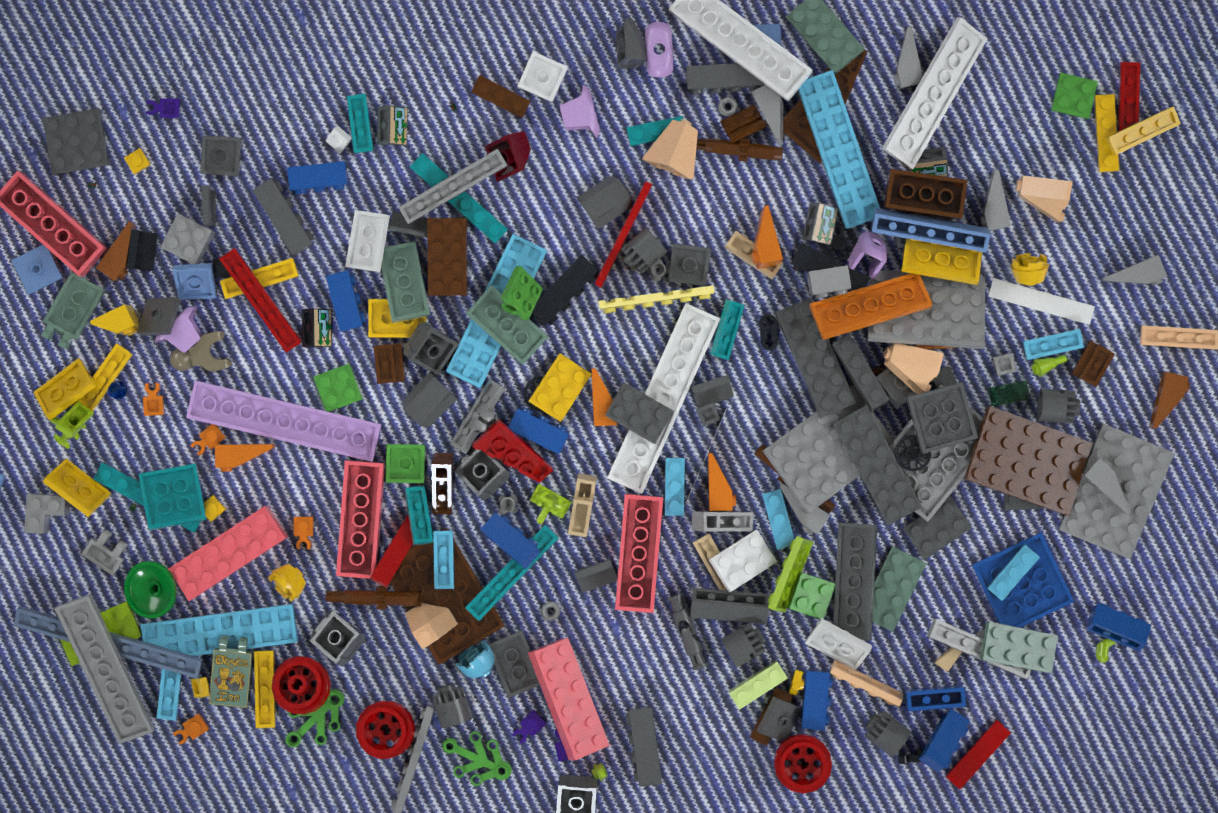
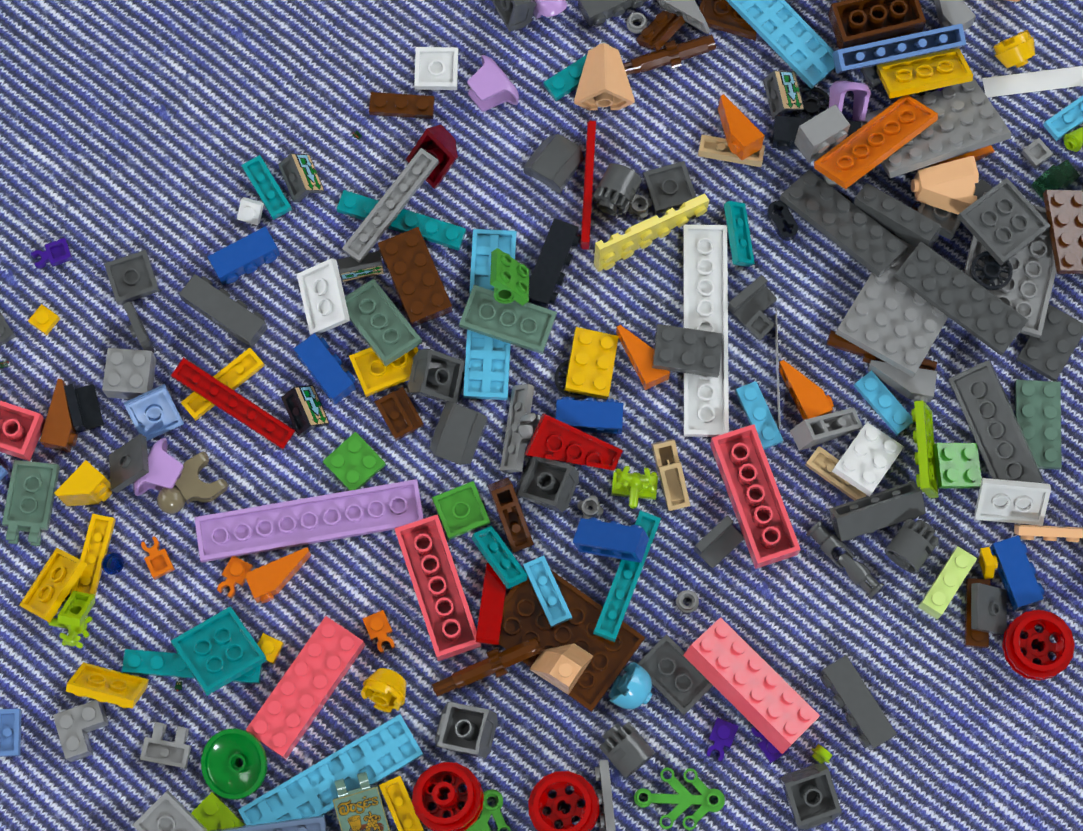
camera: 20 degrees left, 15 degrees down
(219, 269) = (177, 391): black plate -> none

